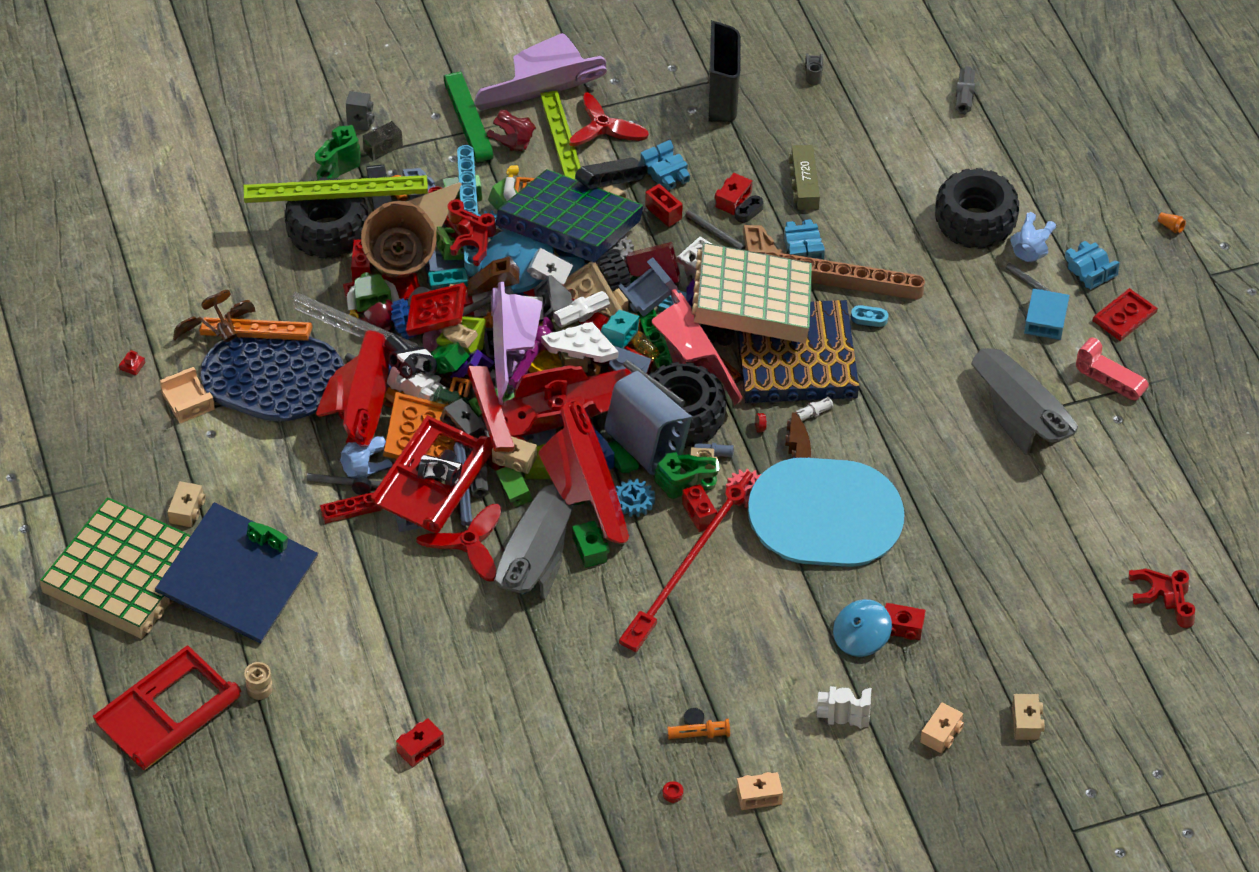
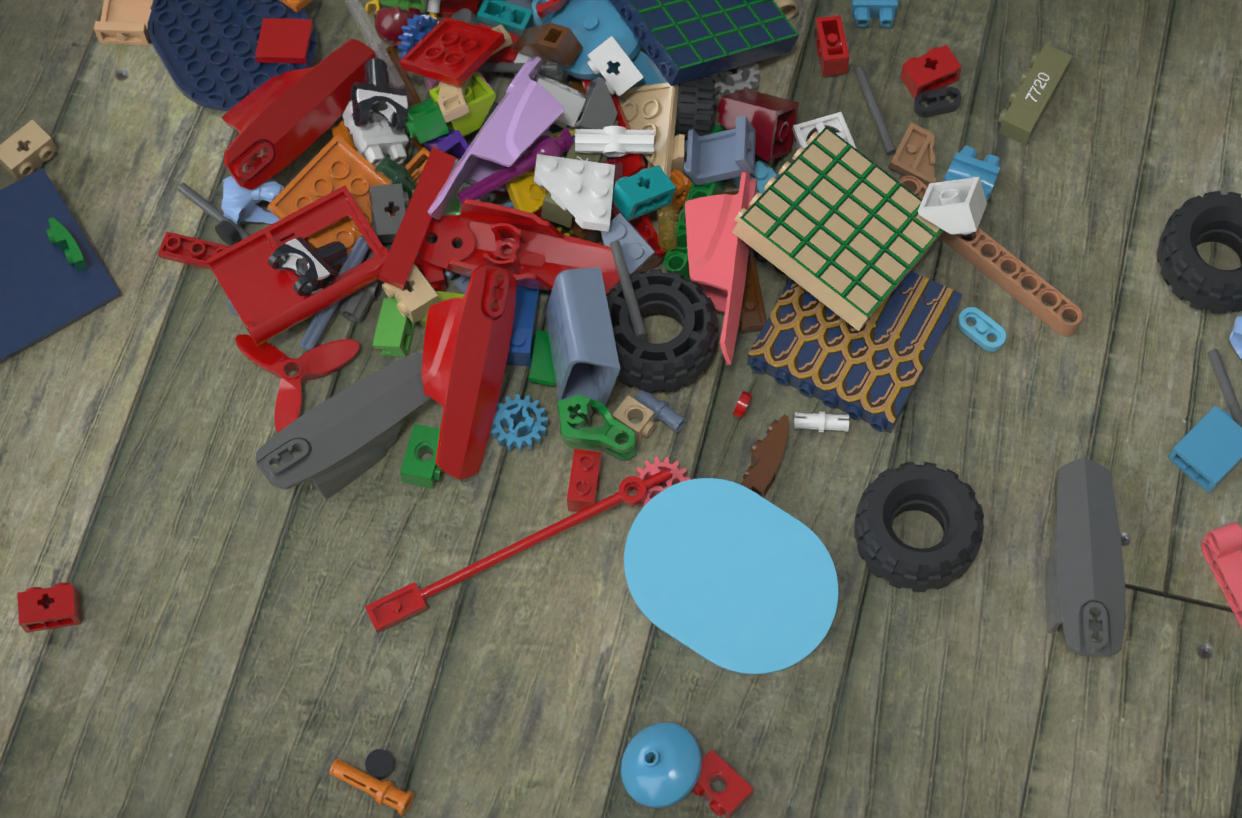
camera: 35 degrees right, 15 degrees up
(316, 357) = (284, 41): none -> red tile
(809, 251) = (954, 205): none -> white slope
(917, 410) = (924, 490): none -> black tyre

